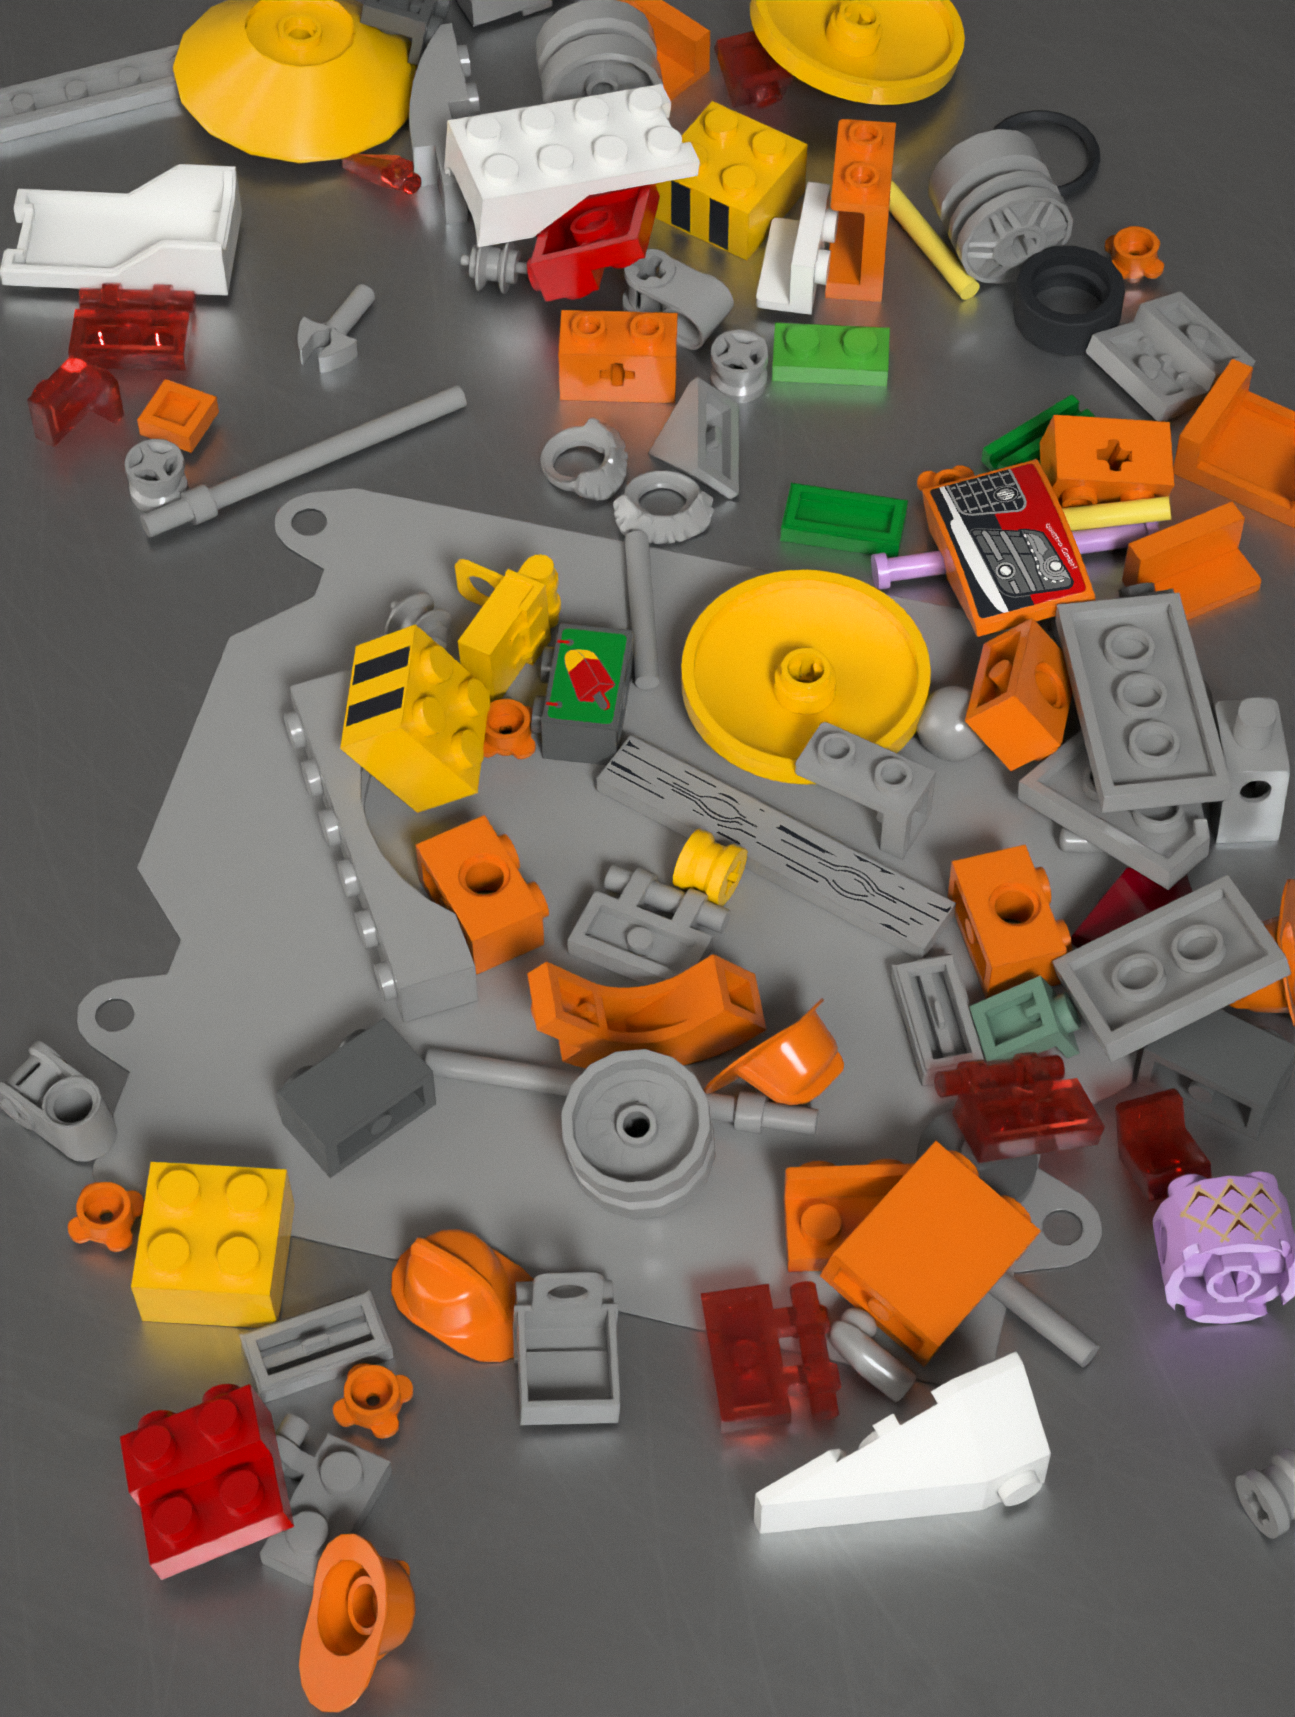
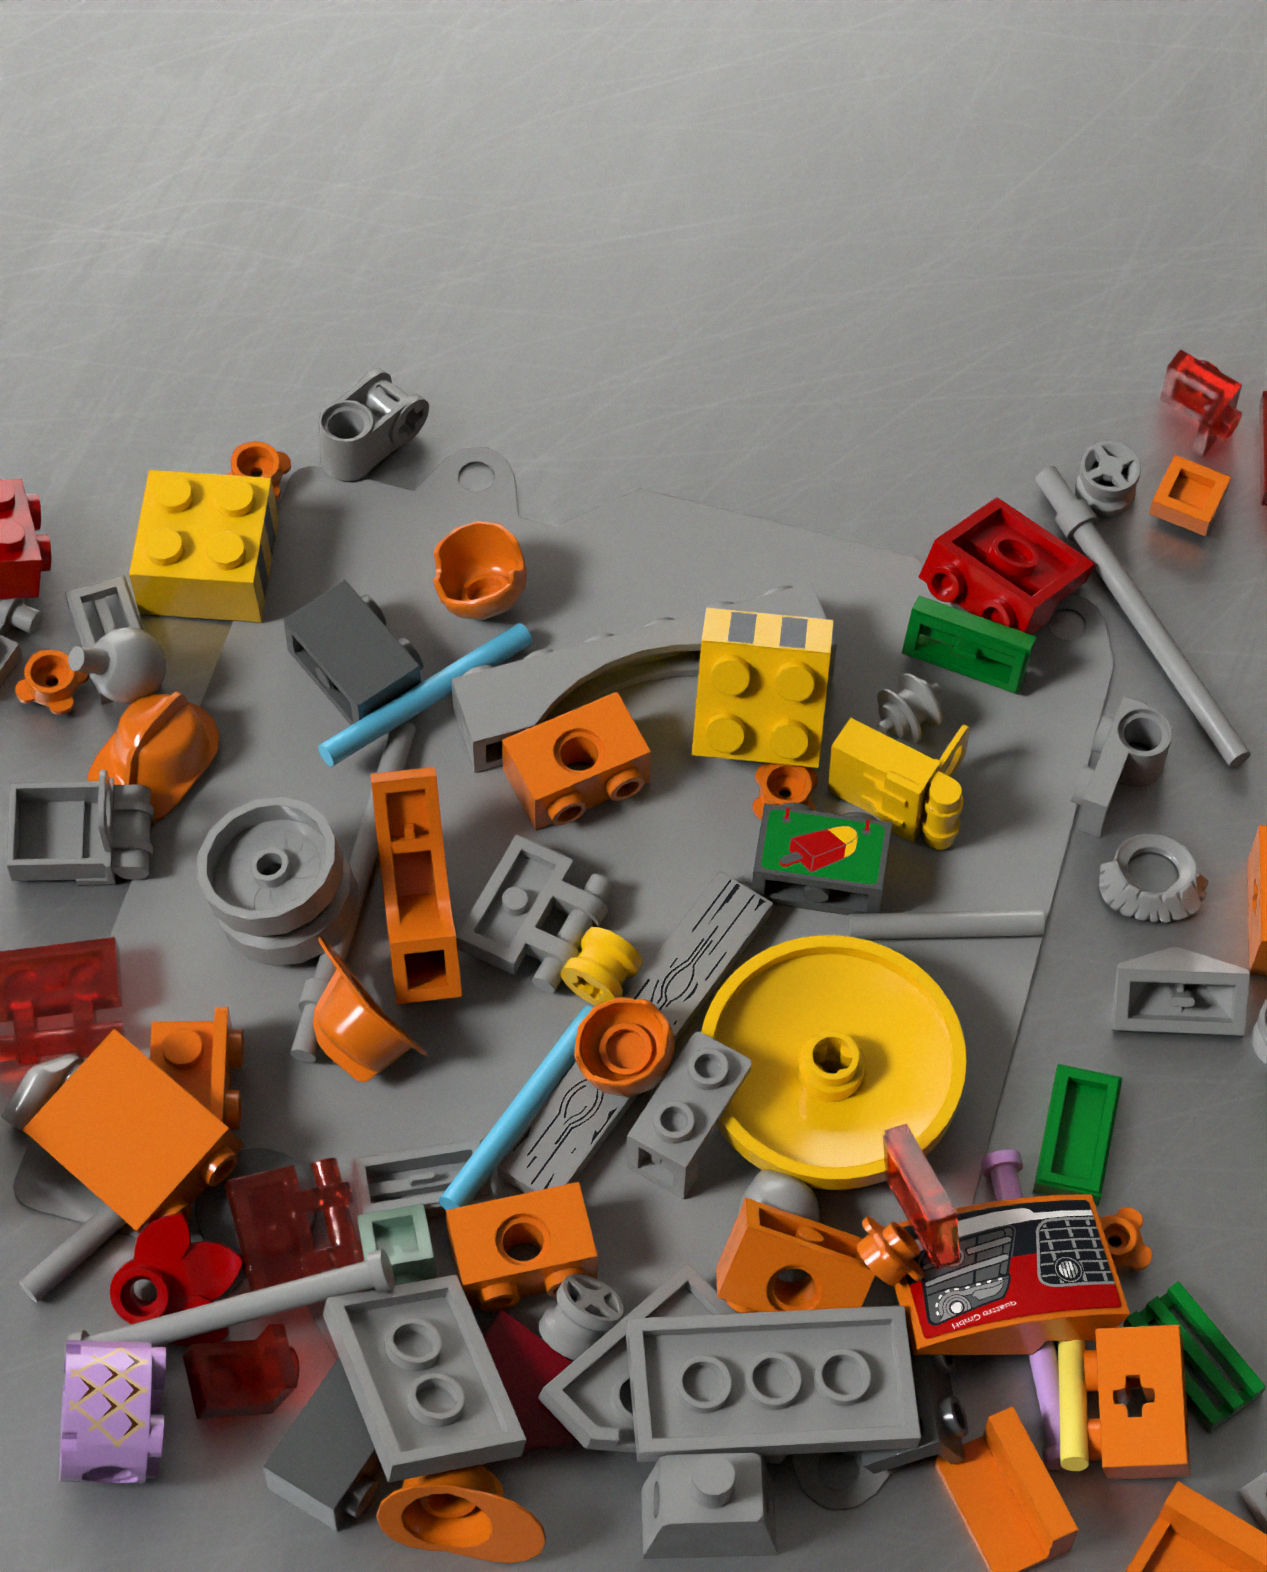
camera: 90 degrees right, 5 degrees up
(257, 980) = (479, 570): none -> orange hair
(266, 550) = (1004, 568): none -> red plate
(349, 578) = (970, 639): none -> green tile
(375, 1008) = (421, 696): none -> medium azure bar
(376, 1300) = (122, 664): none -> light grey piece
(458, 469) = (1121, 762): none -> light grey plate
(687, 523) = (1070, 923): light grey piece -> none
(810, 825) = (624, 1046): none -> orange hair
(865, 928) = (514, 1119): none -> medium azure bar
(961, 579) = (921, 1196): none -> clear red tile
(1013, 607) = (889, 1252): none -> orange plate
(1076, 868) = (581, 1316): none -> light grey wheel
(1076, 1217) = (182, 1271): none -> red plate
(1111, 1149) = (255, 1305): none -> light grey bar

